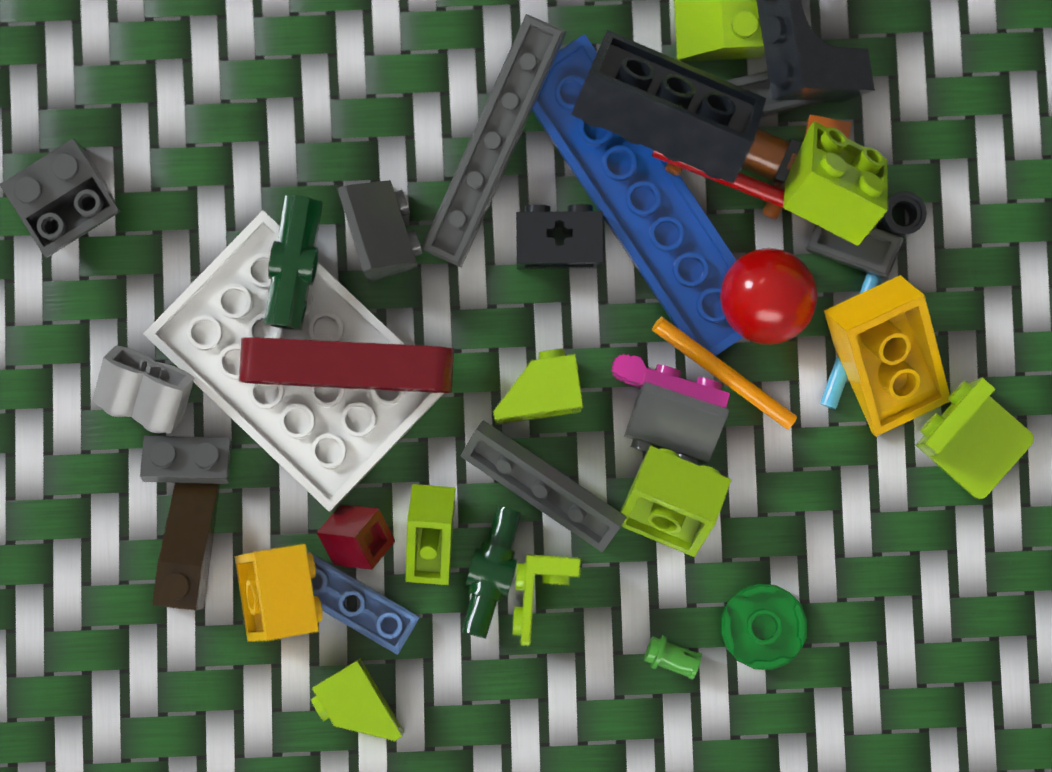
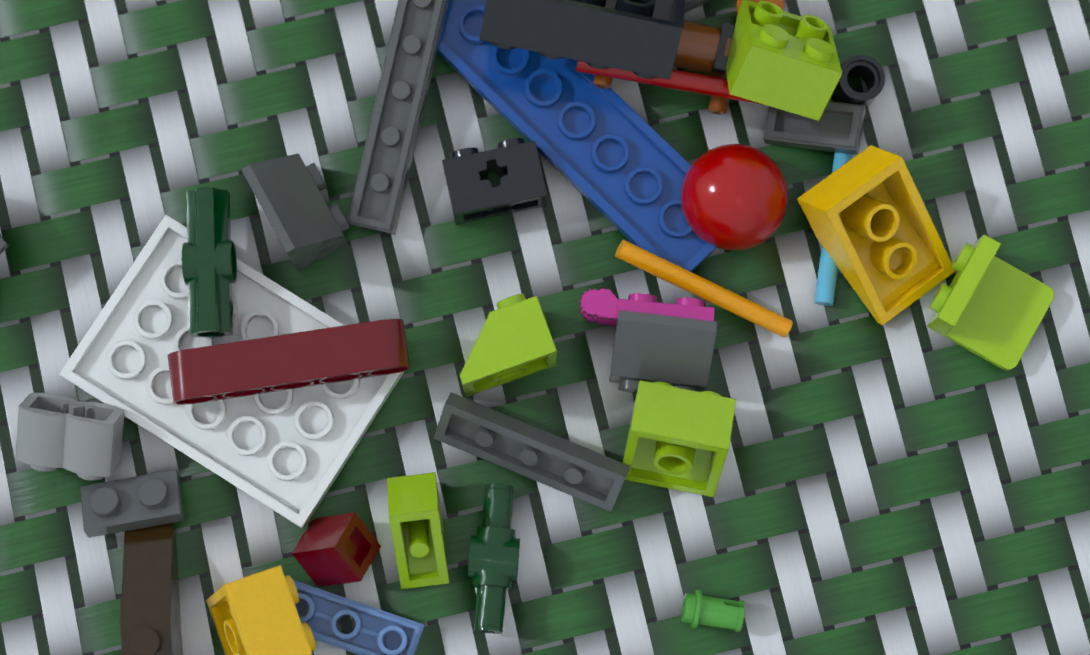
camera: 10 degrees left, 5 degrees down
(554, 571) = (564, 540): lime bracket -> none
(763, 626) = (805, 557): green tile -> none

